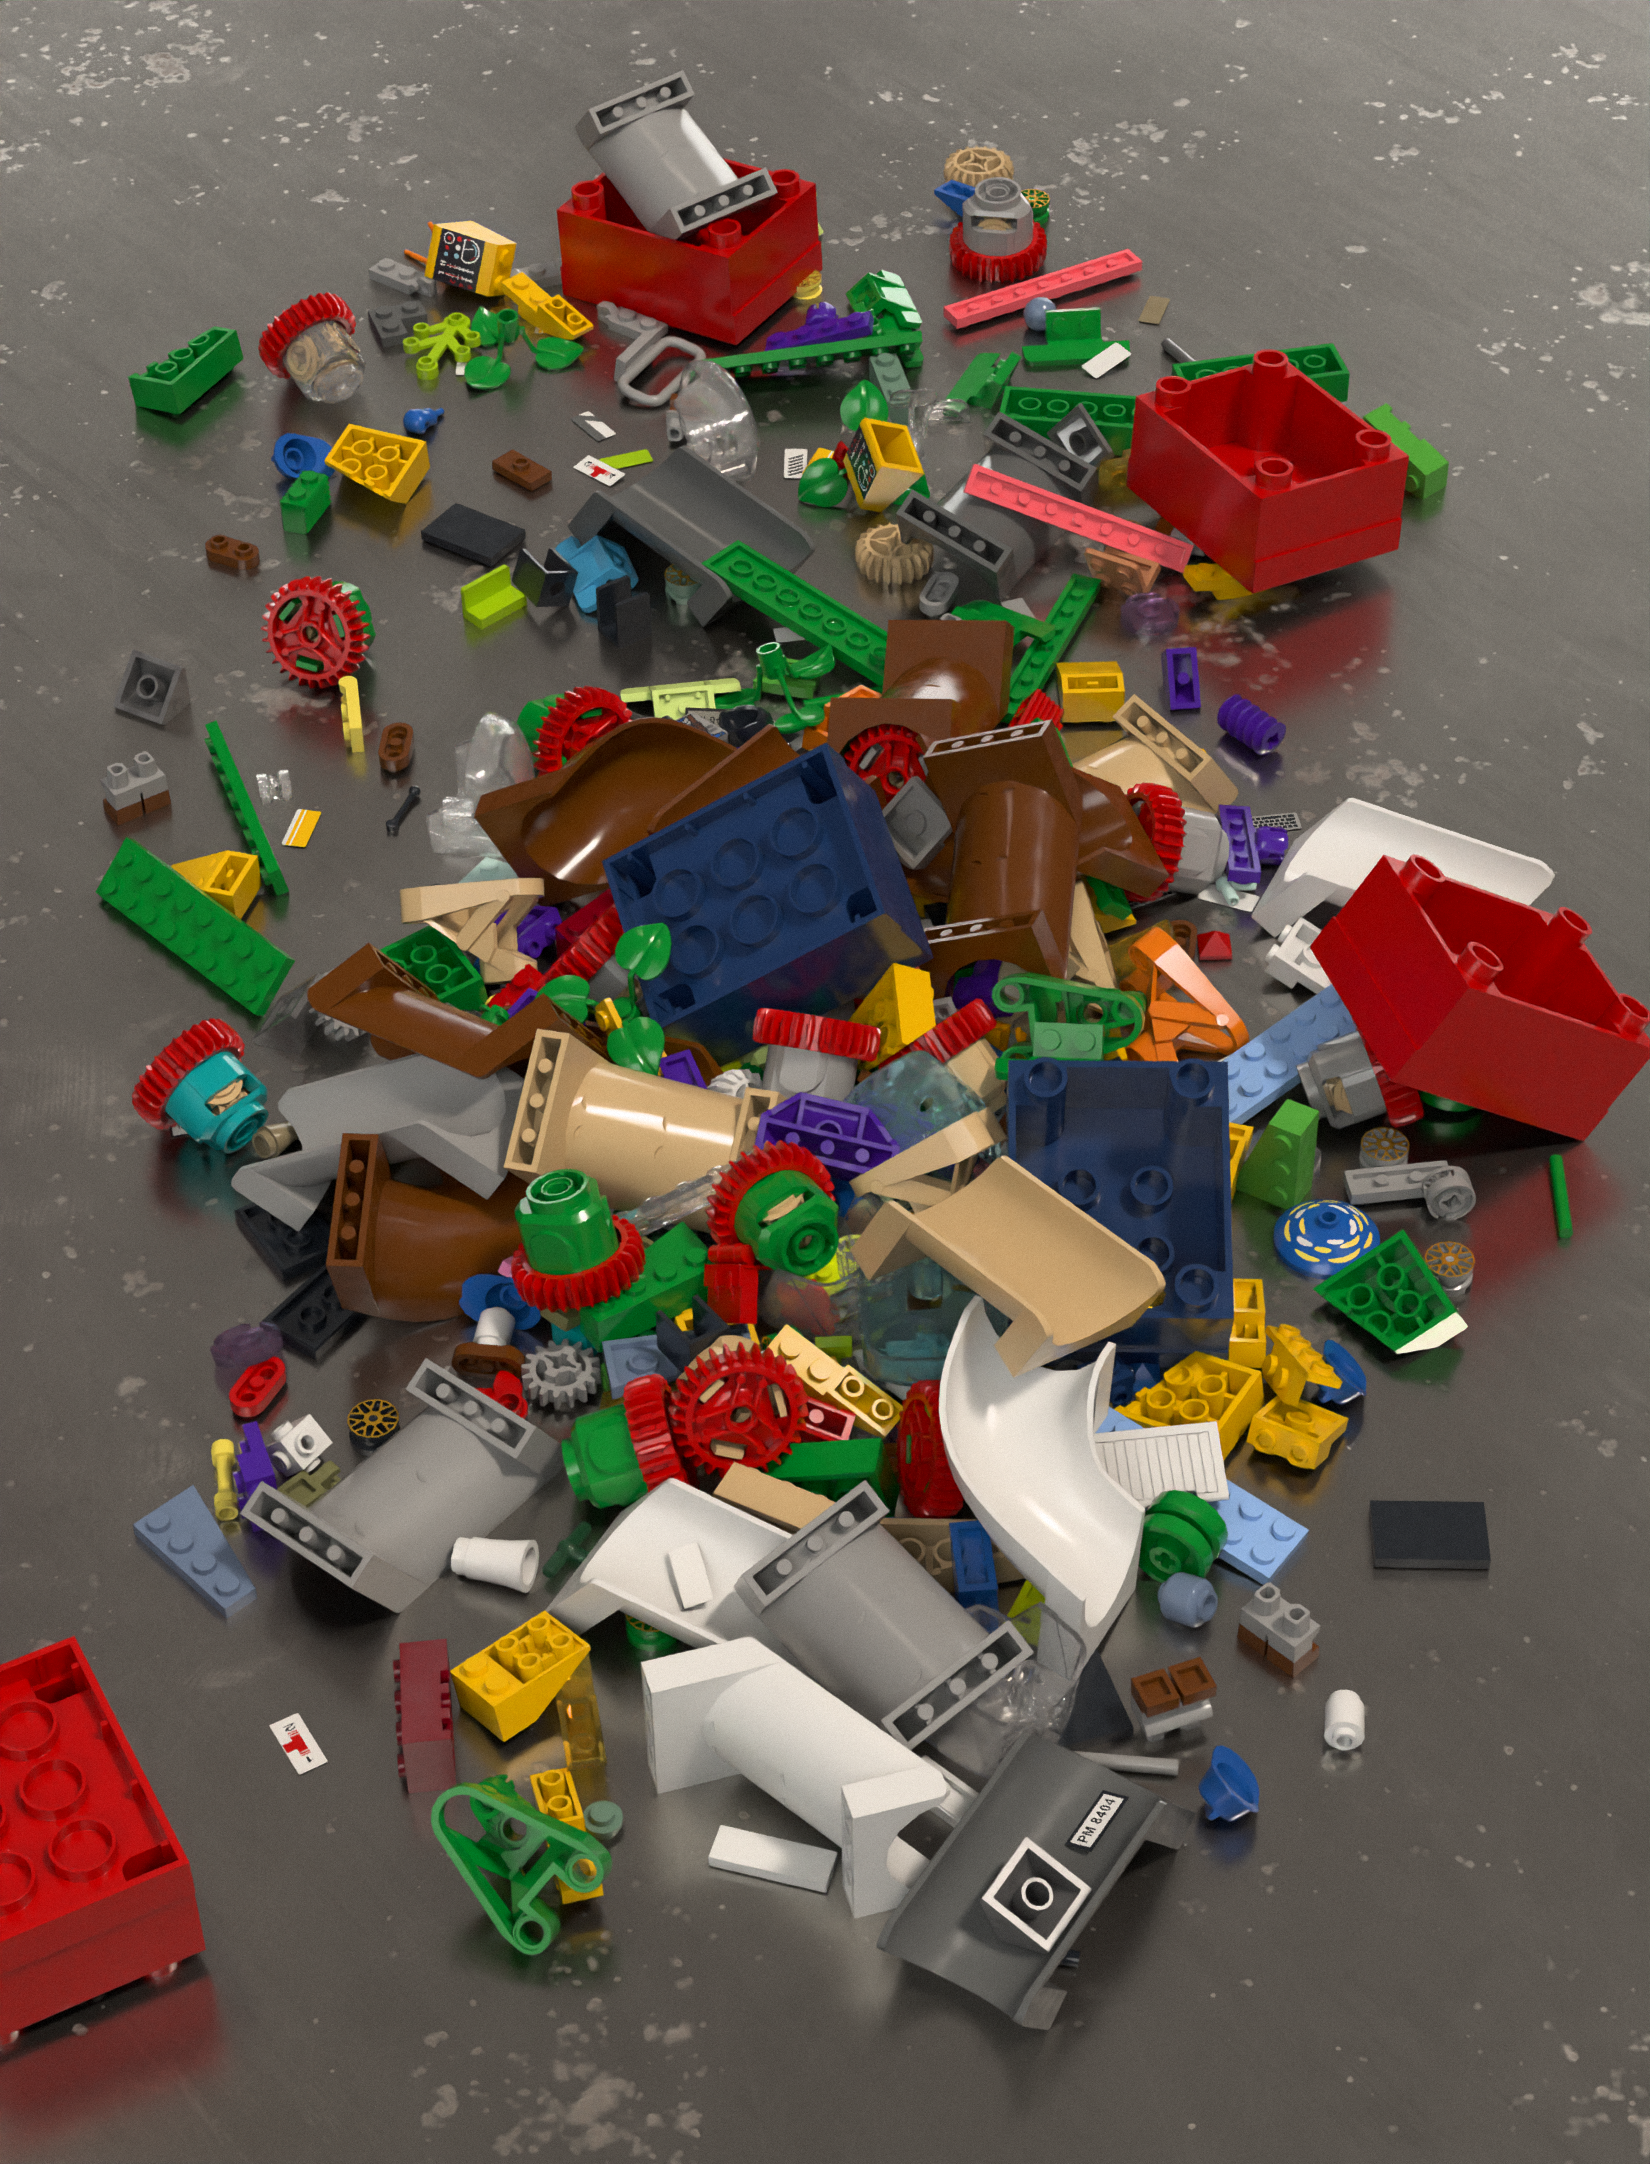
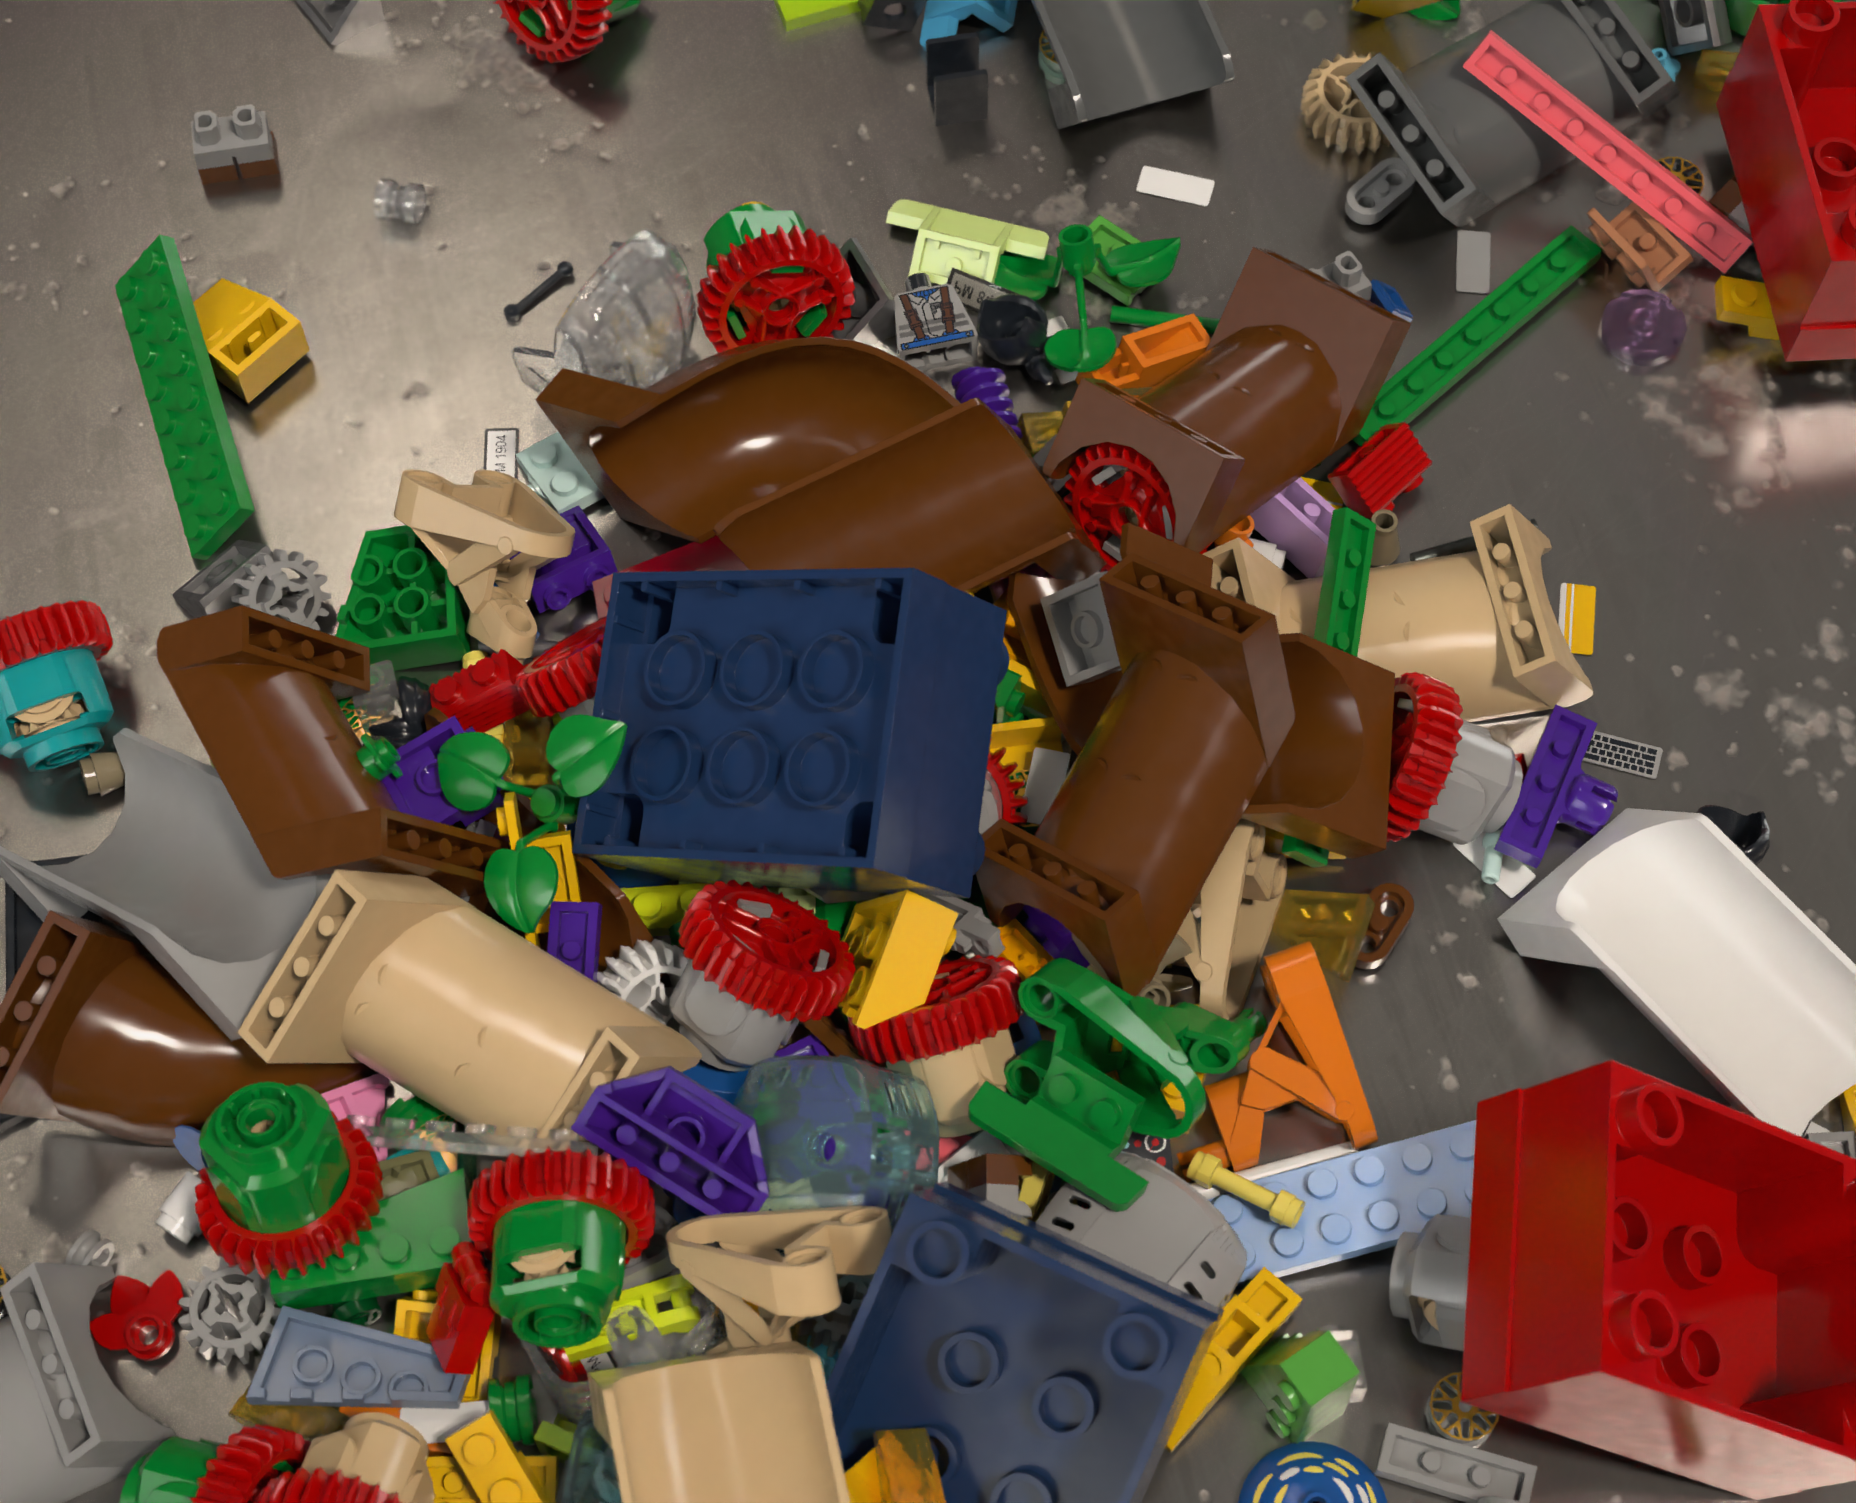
camera: 25 degrees right, 20 degrees up
(247, 815) = (349, 224): green plate -> none
(301, 828) = (406, 273): yellow sticker -> none
(351, 713) = (551, 119): light yellow plate -> none
(396, 746) = (575, 193): reddish brown plate -> none
(486, 1360) = (145, 1236): reddish brown plate -> none
(677, 1345) = (397, 1403): black piece -> none
(802, 608) = (1175, 157): green plate -> none
(1022, 624) = (1430, 276): green plate -> none
(1090, 691) = (1490, 433): yellow slope -> none
(1181, 678) = (1620, 463): dark purple slope -> none
(1214, 946) = (1429, 941): red slope -> none
(1250, 725) = (1670, 582): dark purple piece -> none
(1295, 959) = (1536, 1024): white plate -> none

